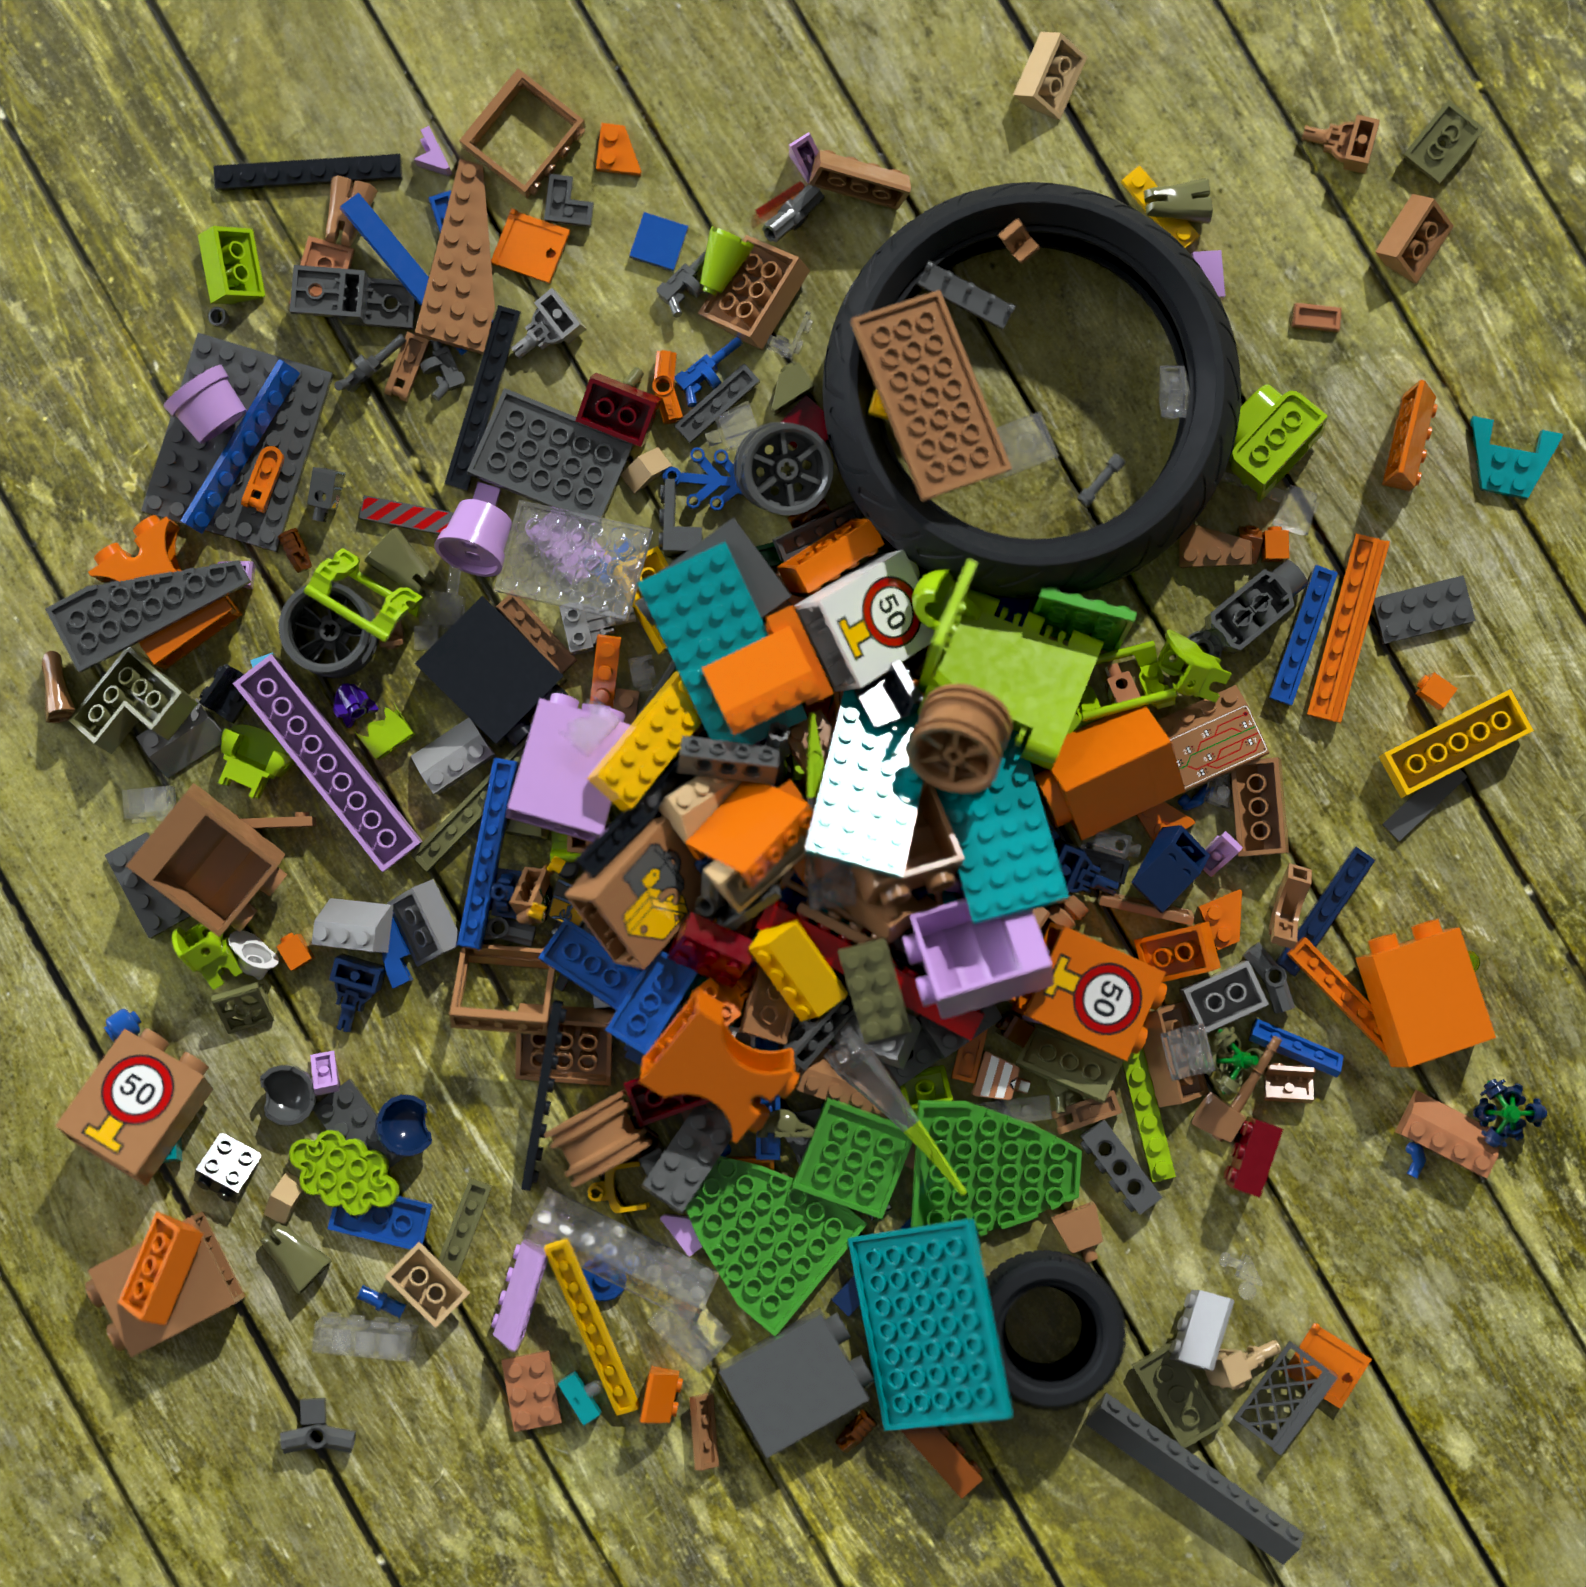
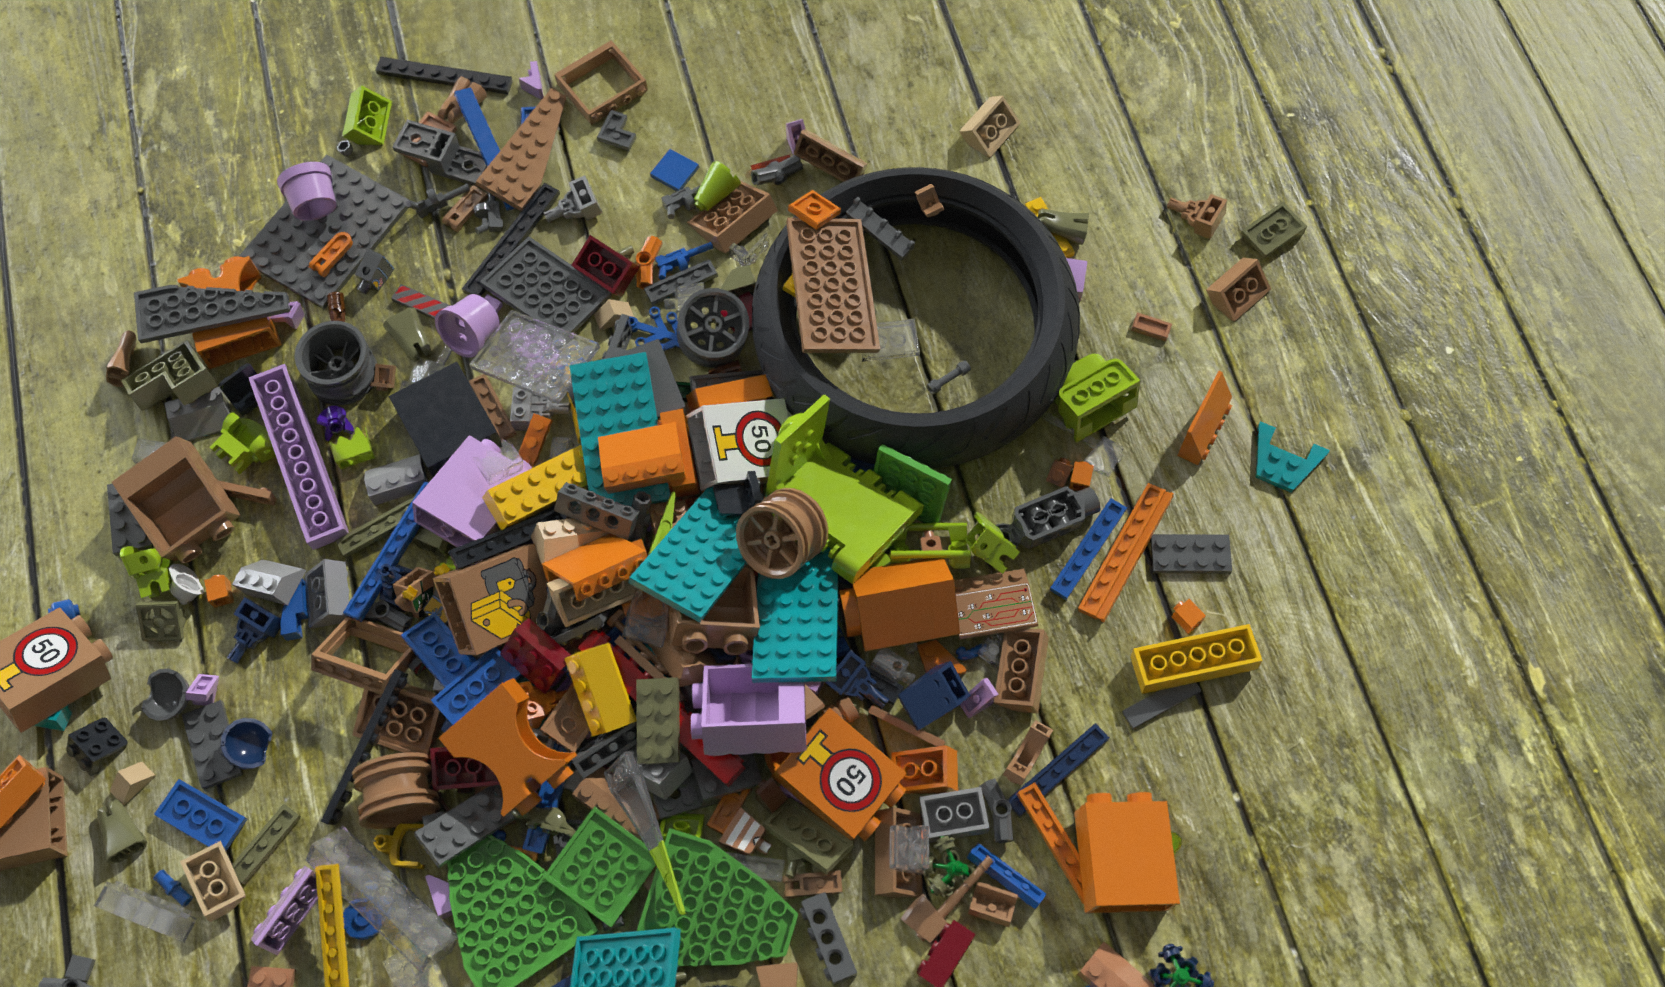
camera: 20 degrees right, 20 degrees down
(240, 446) = (322, 228): blue plate -> none
(344, 1172) = (184, 770): lime plate -> none
(347, 564) = (370, 324): lime piece -> none
(525, 246) = (579, 151): orange container -> none
(616, 151) = (663, 108): orange wing -> none
(880, 296) = (814, 209): none -> orange tile
(1148, 1117) = (864, 900): lime plate -> none
(1173, 391) = (1020, 328): clear slope -> none
(1213, 548) = (1029, 466): medium nougat wing -> none
(1224, 918) = (970, 754): orange wing -> none

